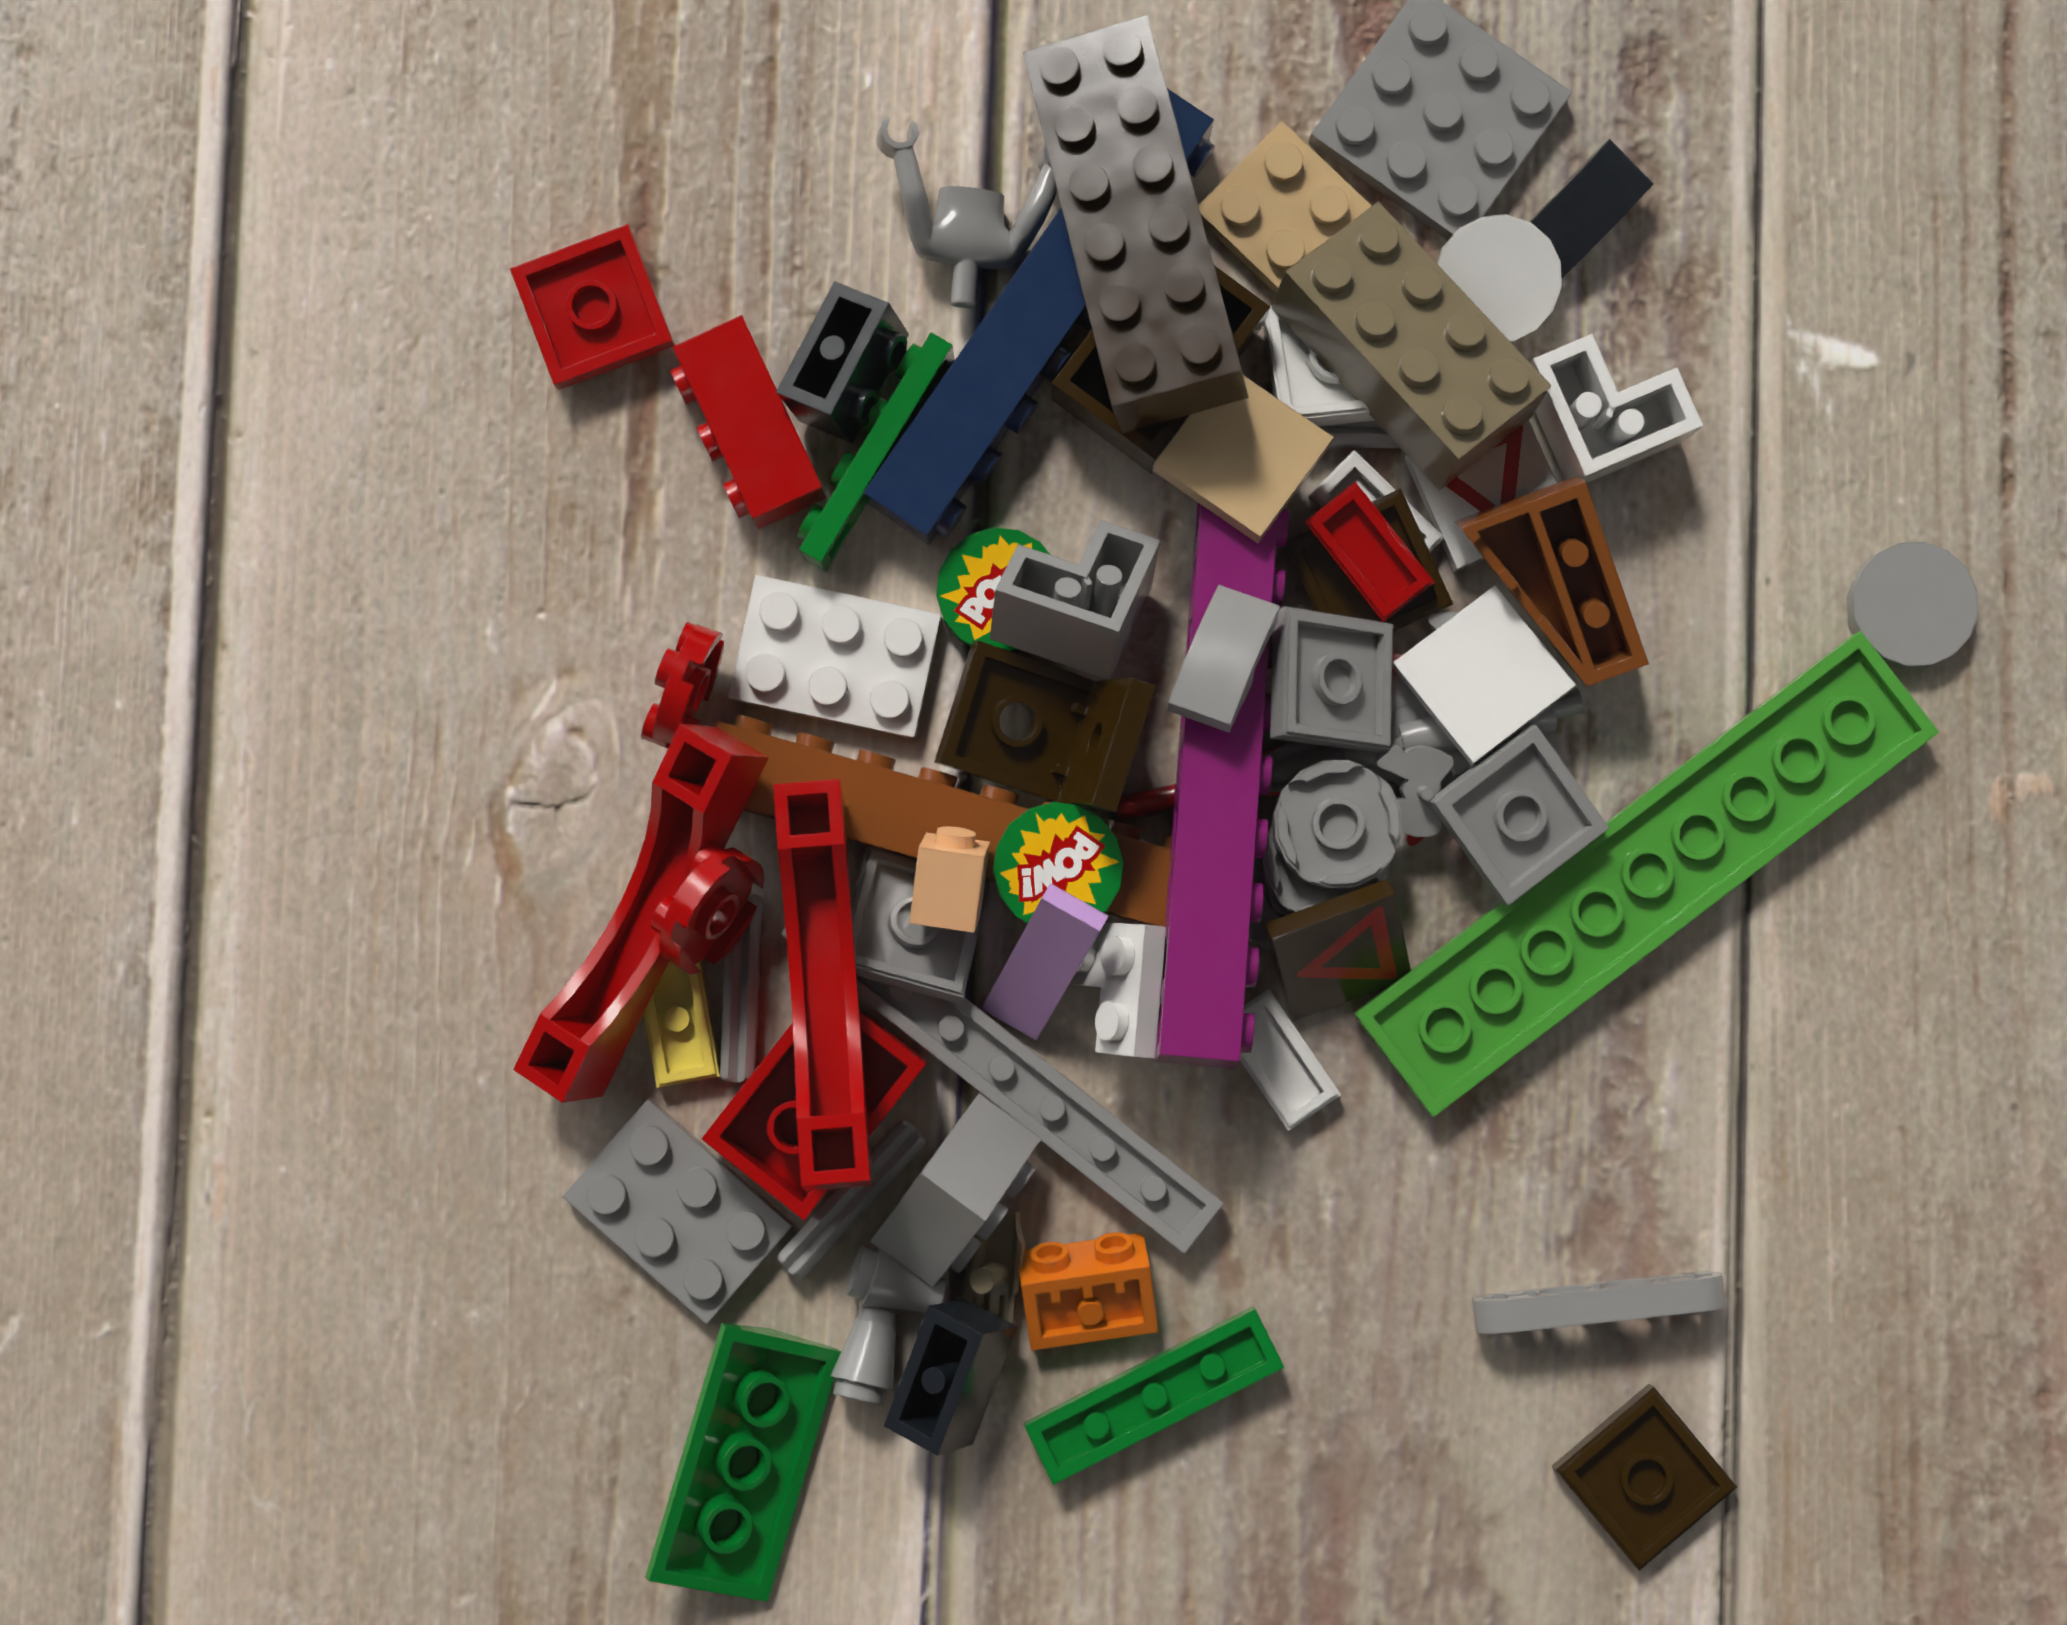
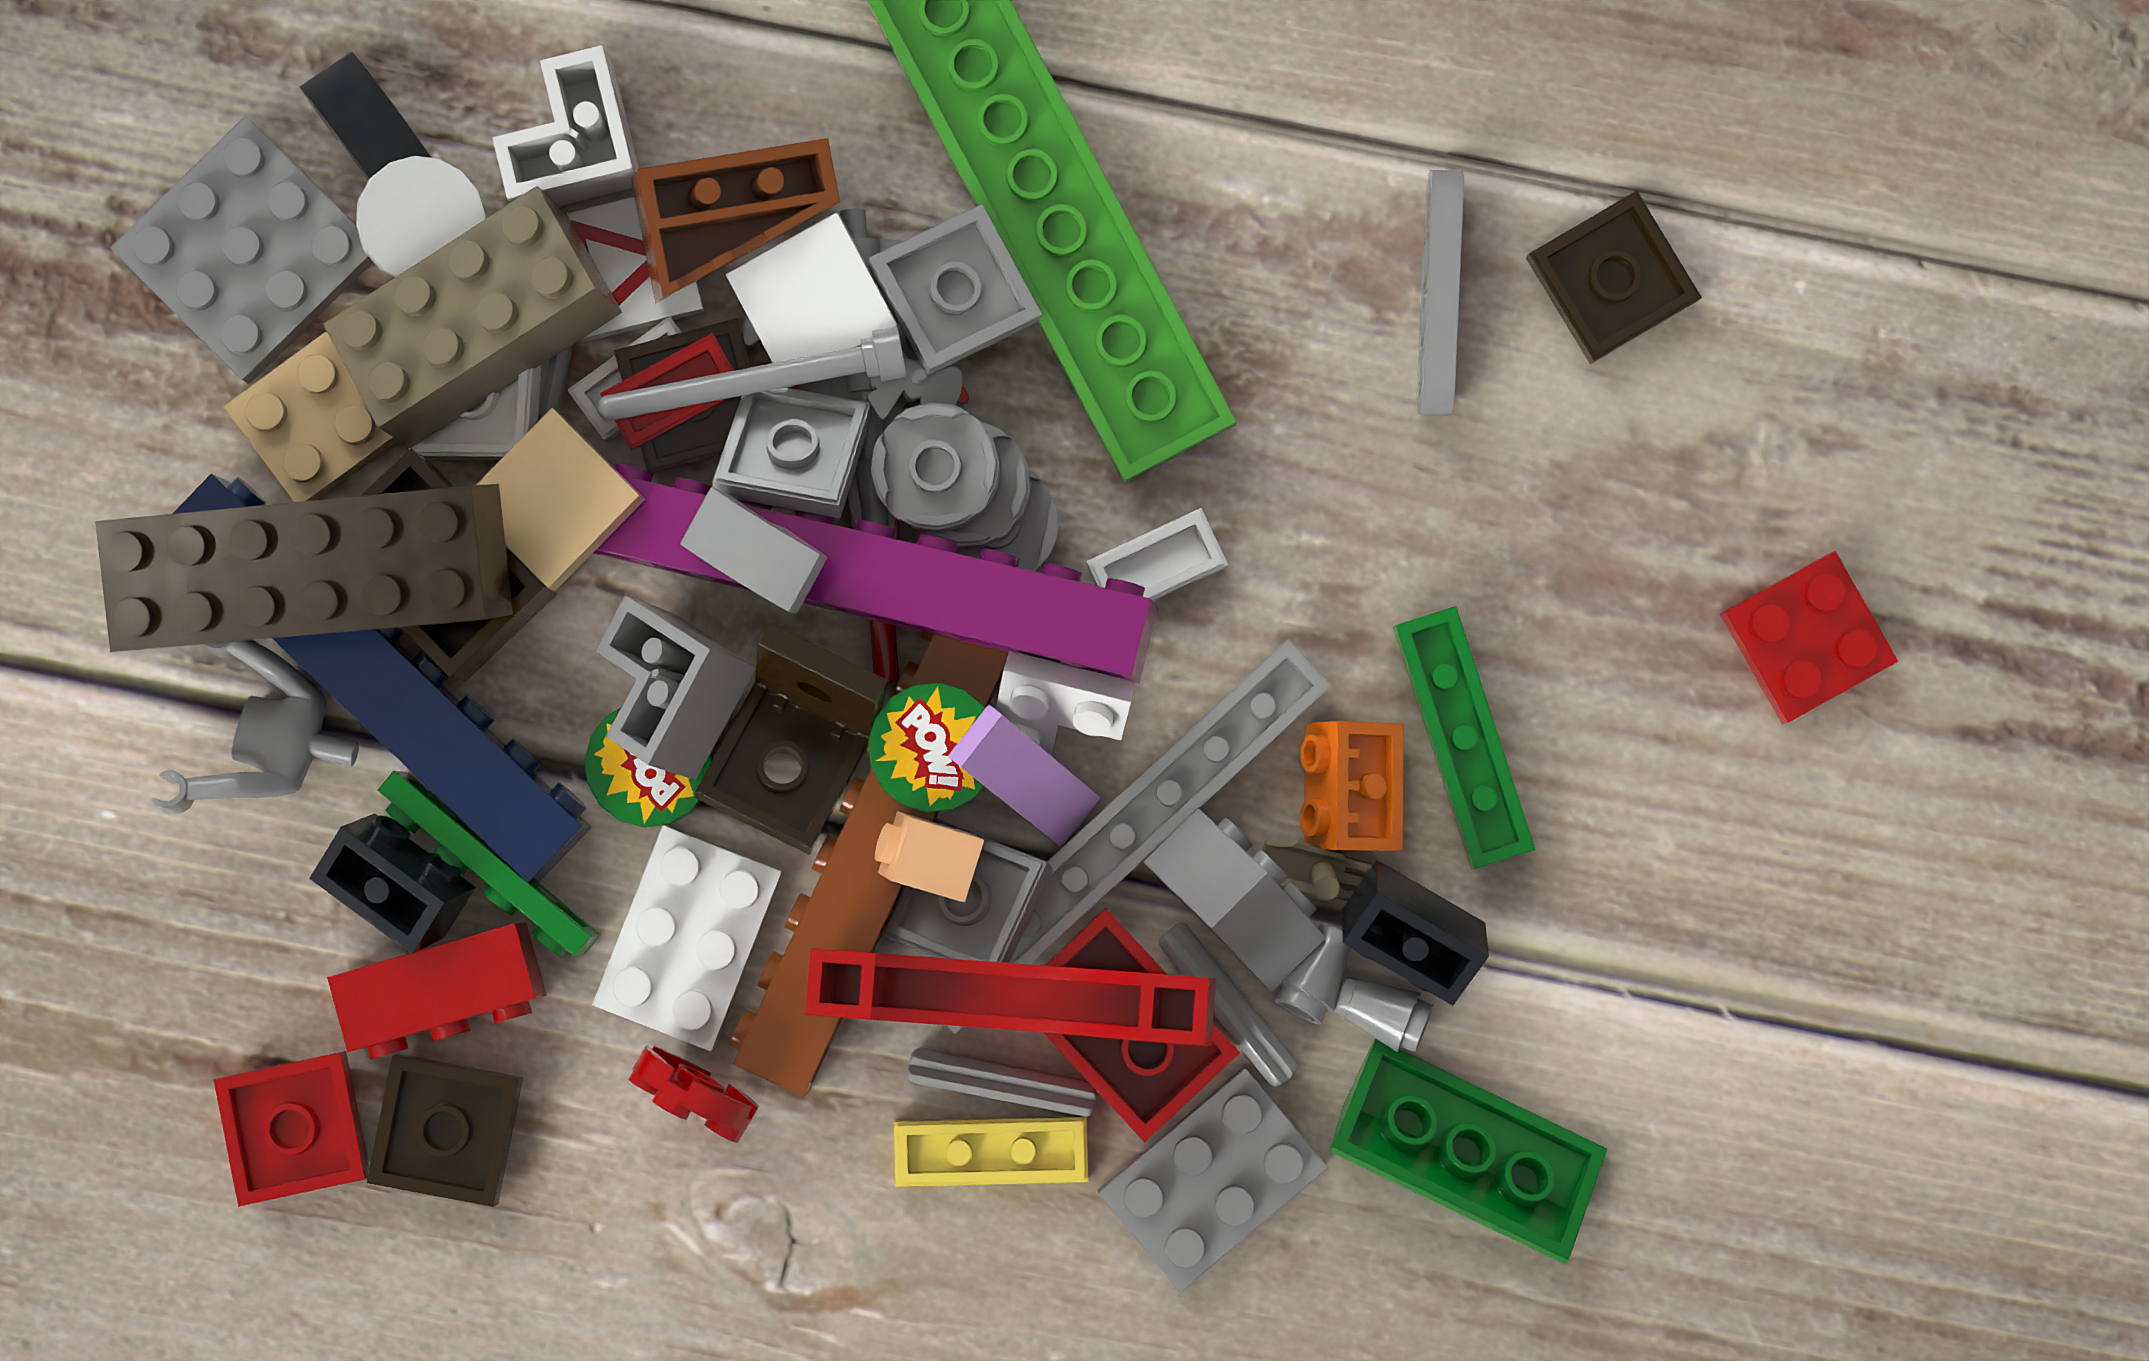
camera: 80 degrees left, 0 degrees up
(594, 1016) = (824, 1102): red arch -> none
(613, 453) = (445, 1130): none -> dark brown plate
(708, 909) = (918, 1099): red plate -> none
(1339, 949) = (1058, 485): dark brown tile -> none
(1438, 747) = (876, 356): none -> light grey piece

